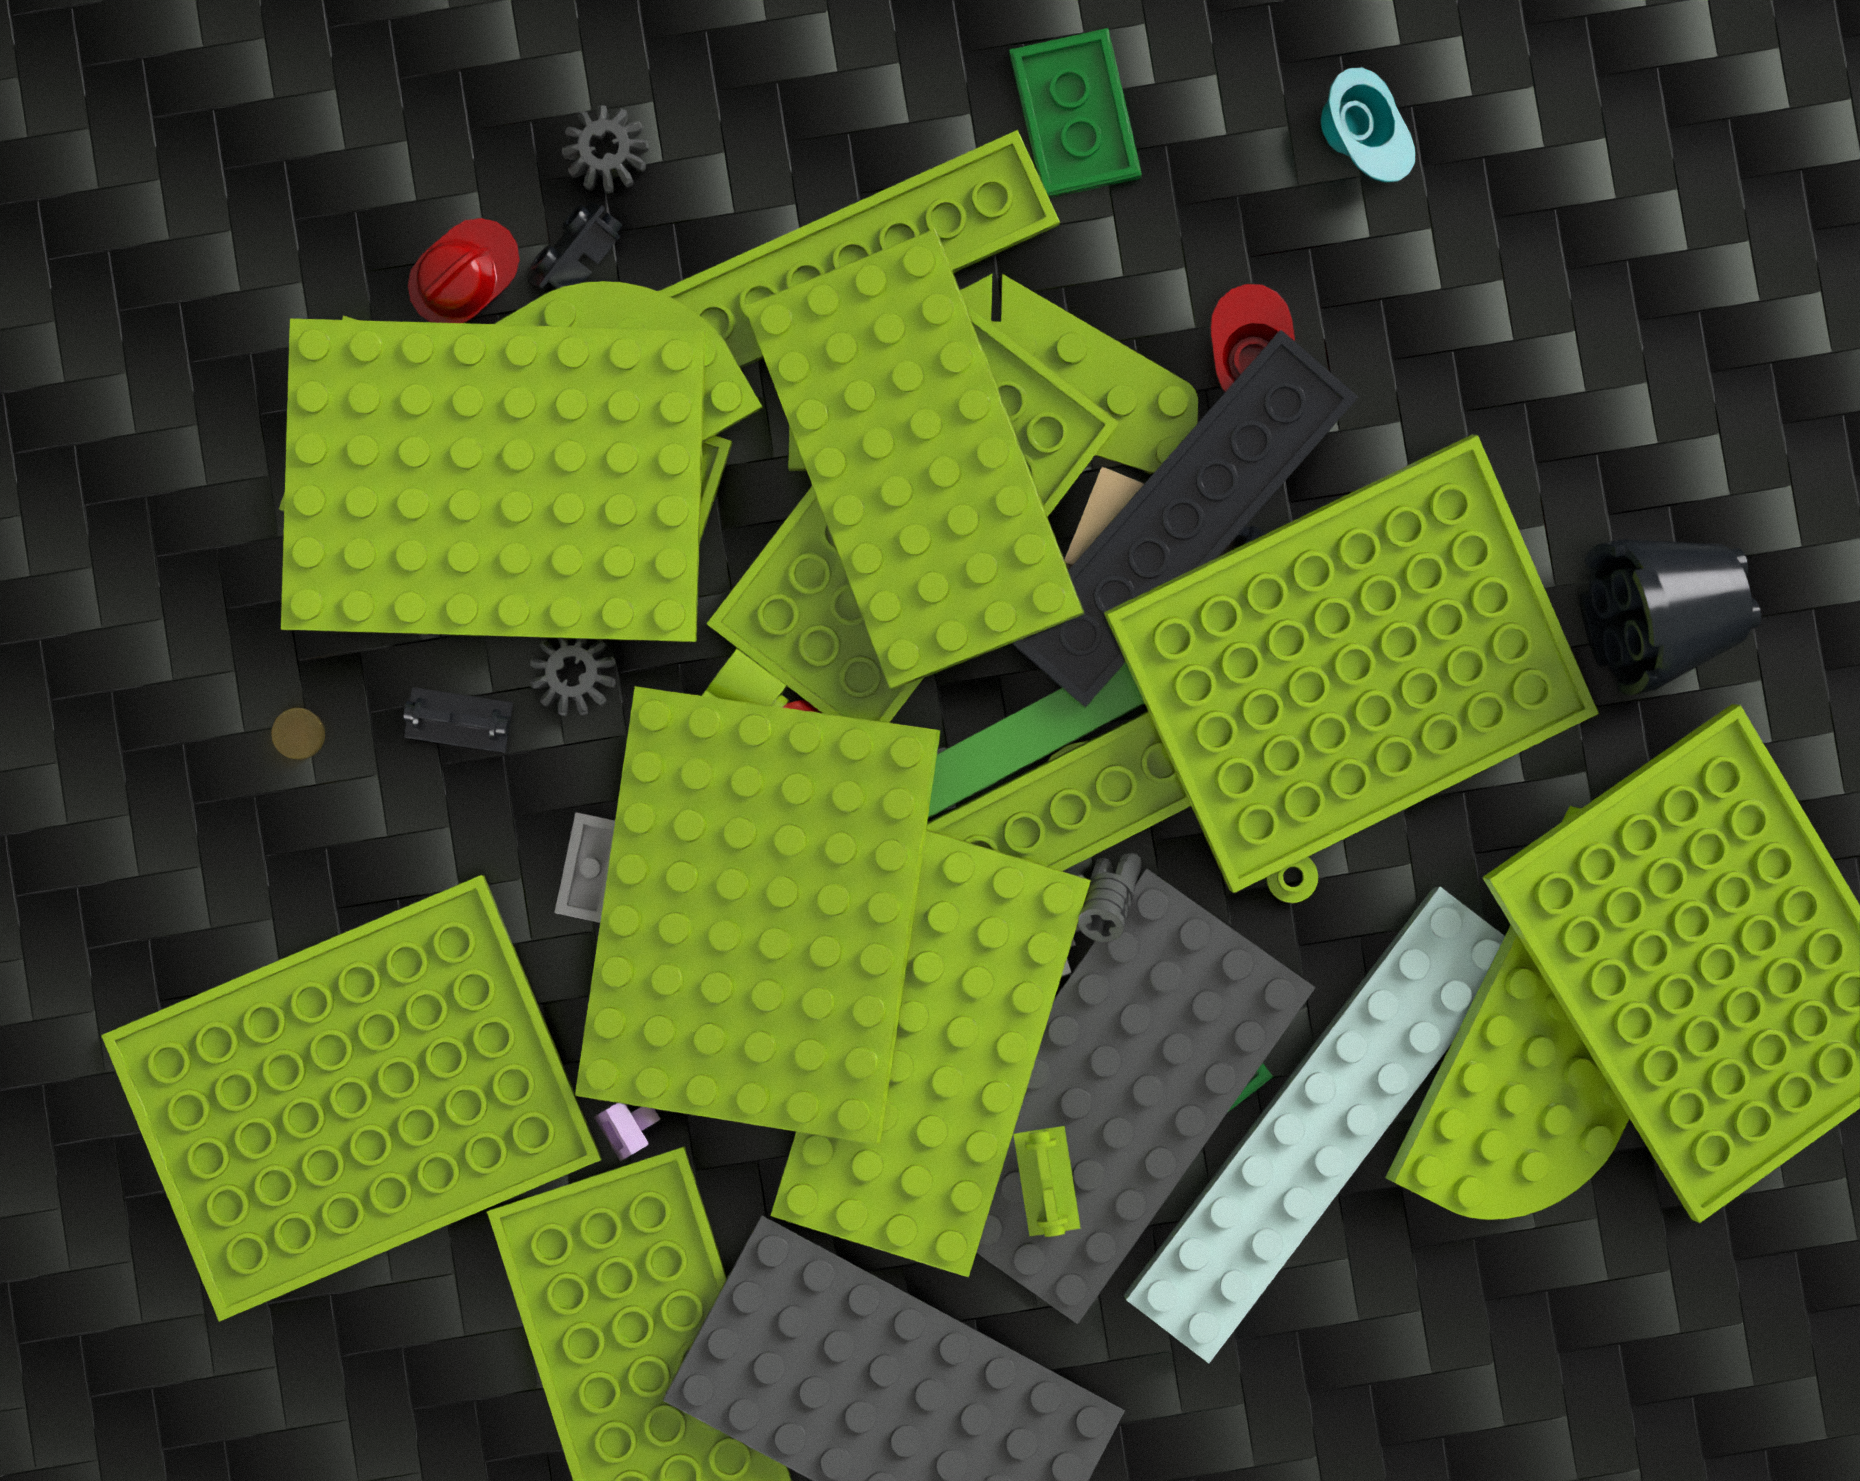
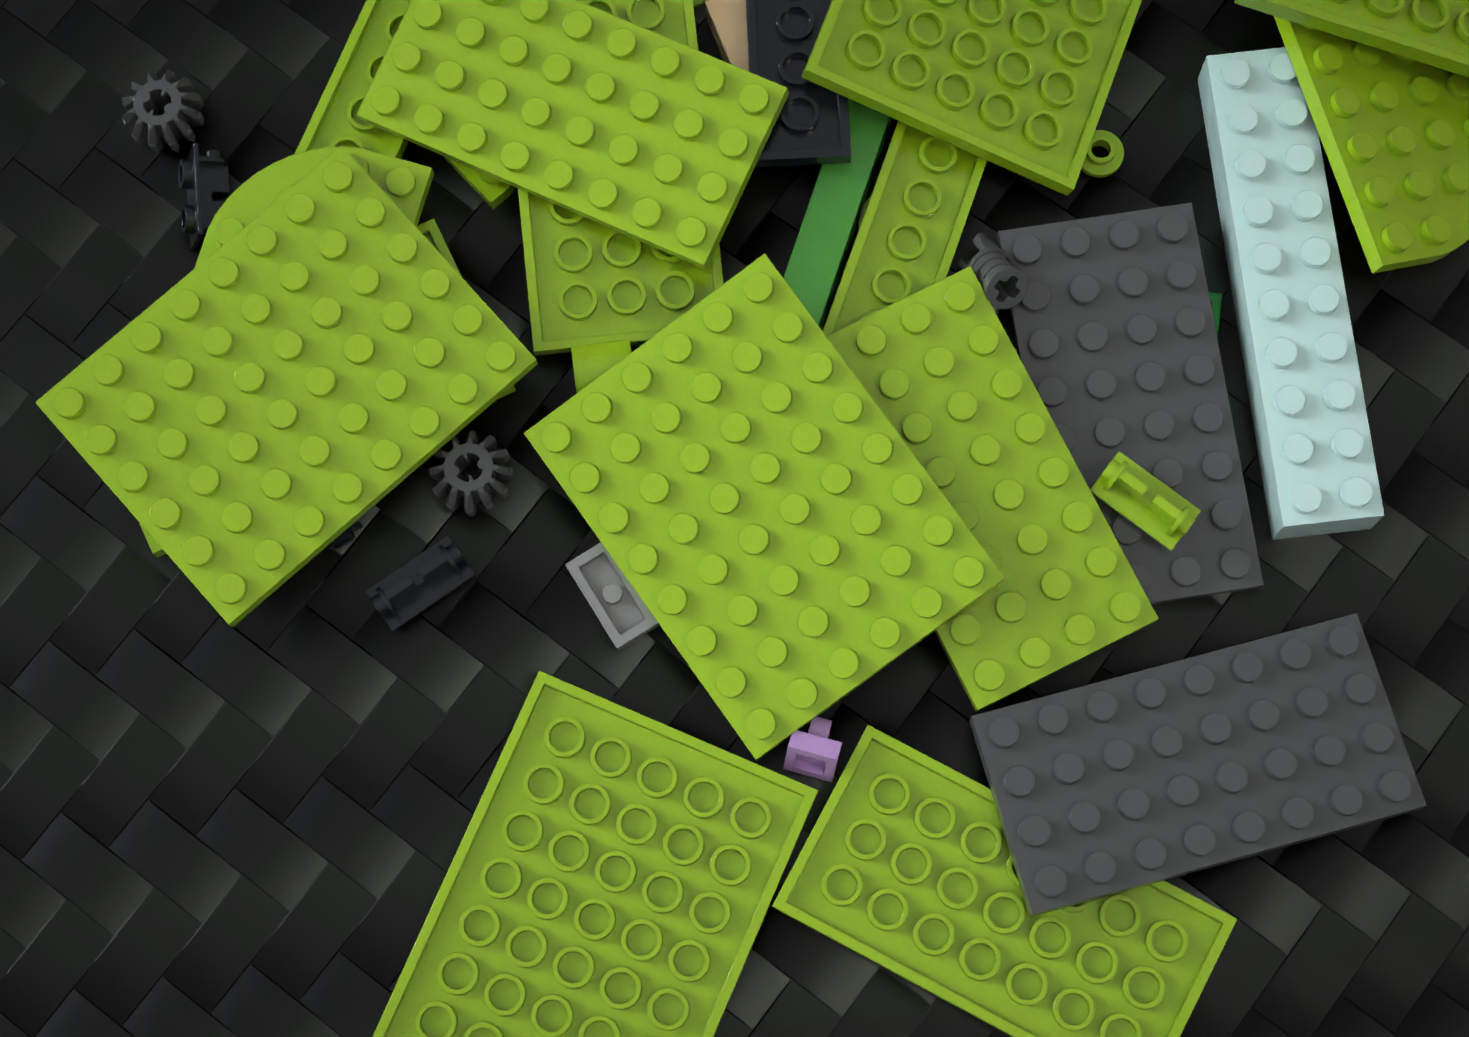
camera: 35 degrees left, 10 degrees down
(298, 733) = (313, 700): clear yellow tile -> none
(463, 271) = (135, 275): red piece -> none

